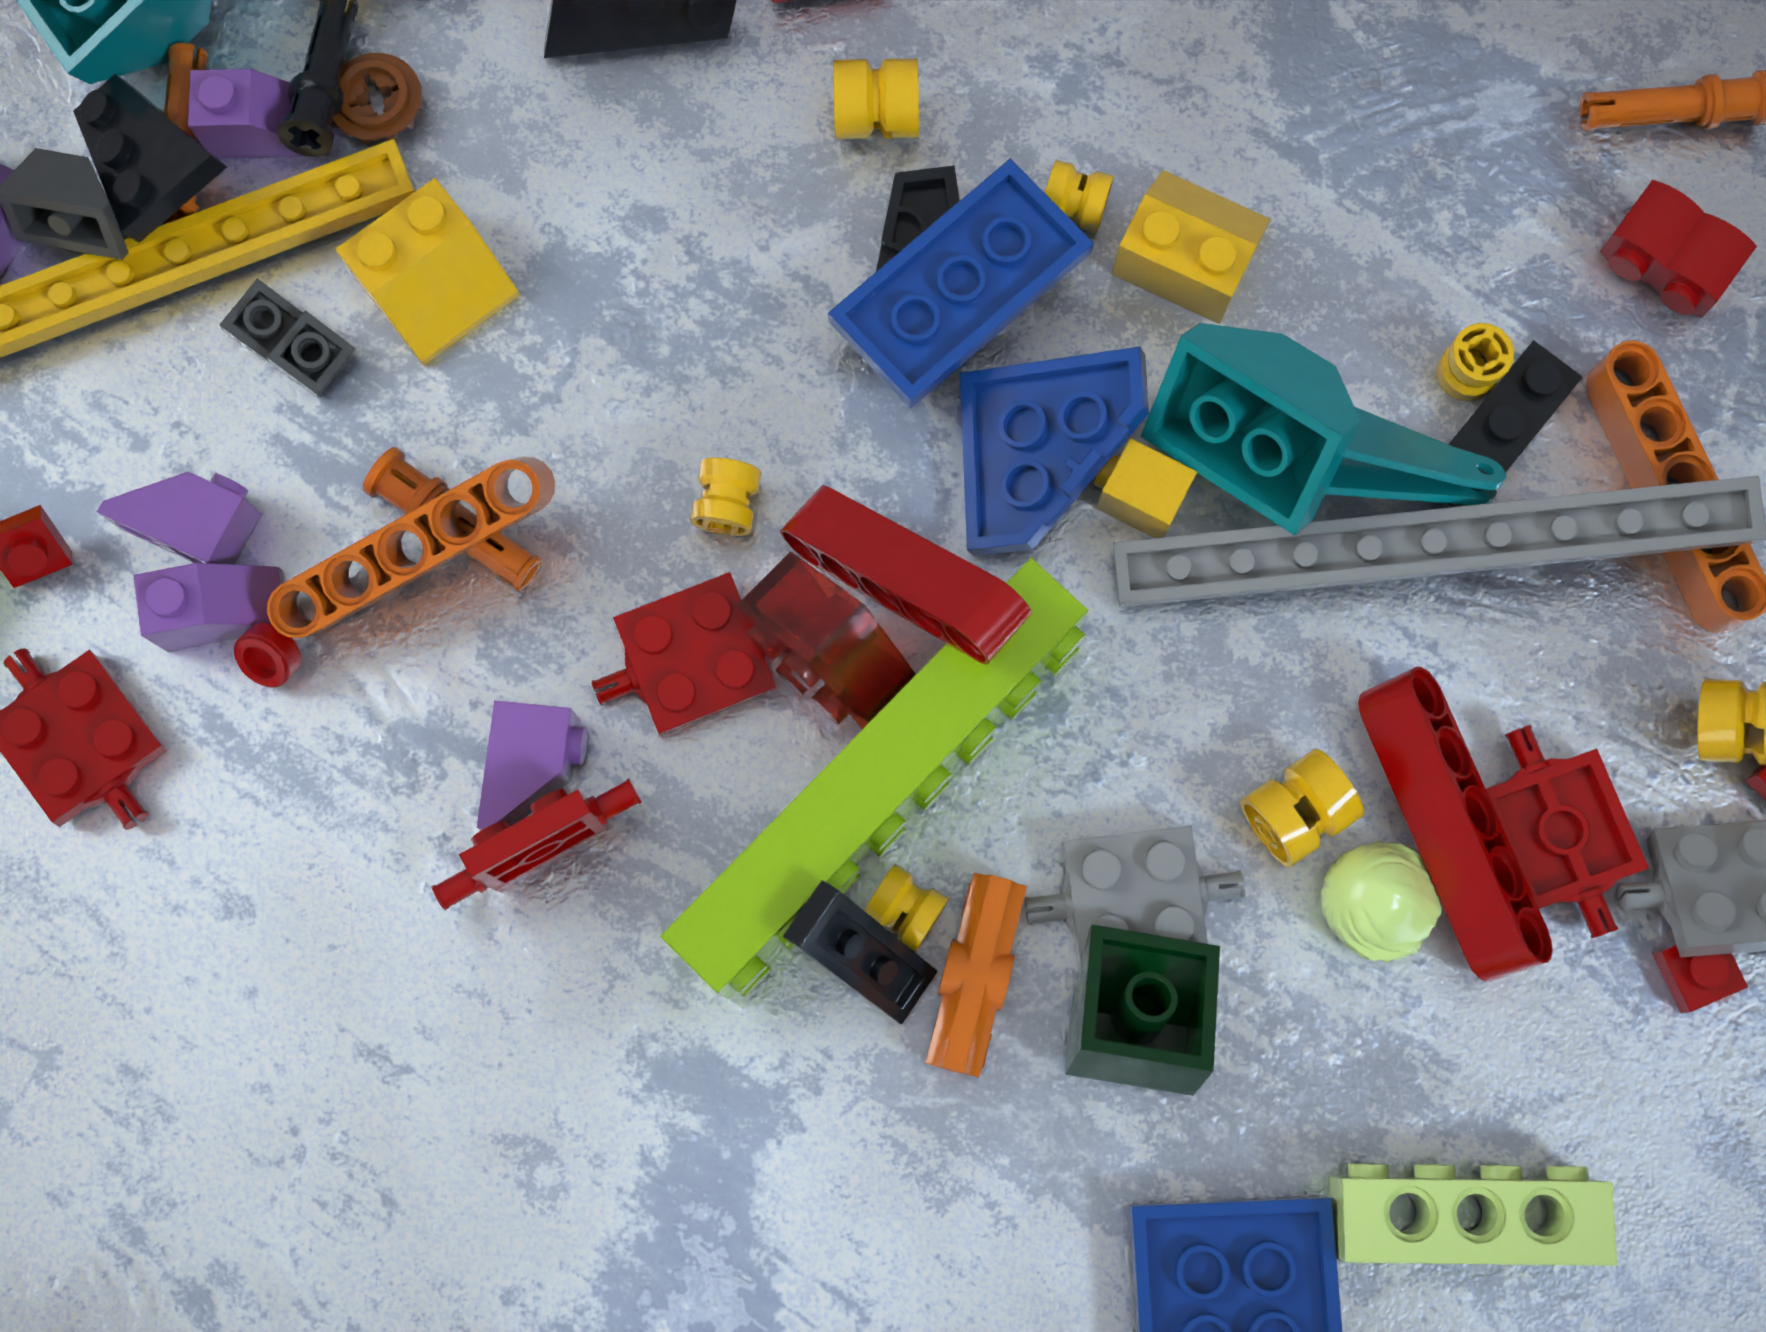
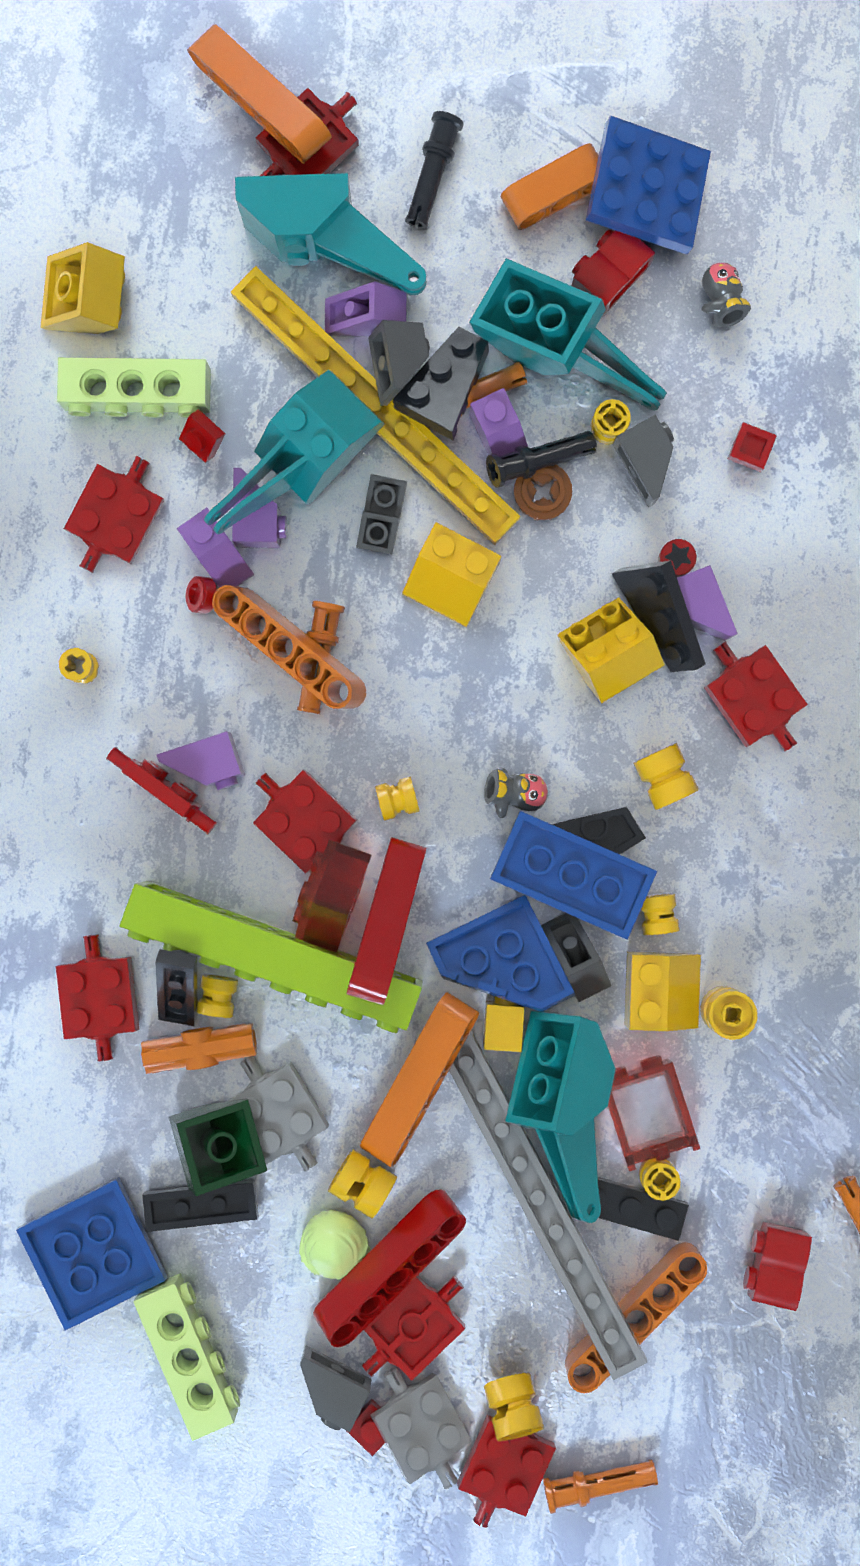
camera: 65 degrees right, 10 degrees up
(122, 394) = (304, 446): none -> teal slope
(266, 882) = (67, 665): none -> yellow bush
(654, 97) = (611, 649): none -> yellow slope
(795, 320) = (520, 790): none -> dark grey animal
(822, 1108) = (97, 997): none -> red plate
(1087, 325) = (576, 956): none -> dark grey slope
(1175, 645) = (419, 1079): none -> orange beam
(1230, 1101) = (182, 1209): none -> black plate
(1266, 156) = (728, 1012): none -> yellow wheel
(1376, 328) = (650, 1112): none -> window
(1620, 997) = (334, 1389): none -> dark grey slope

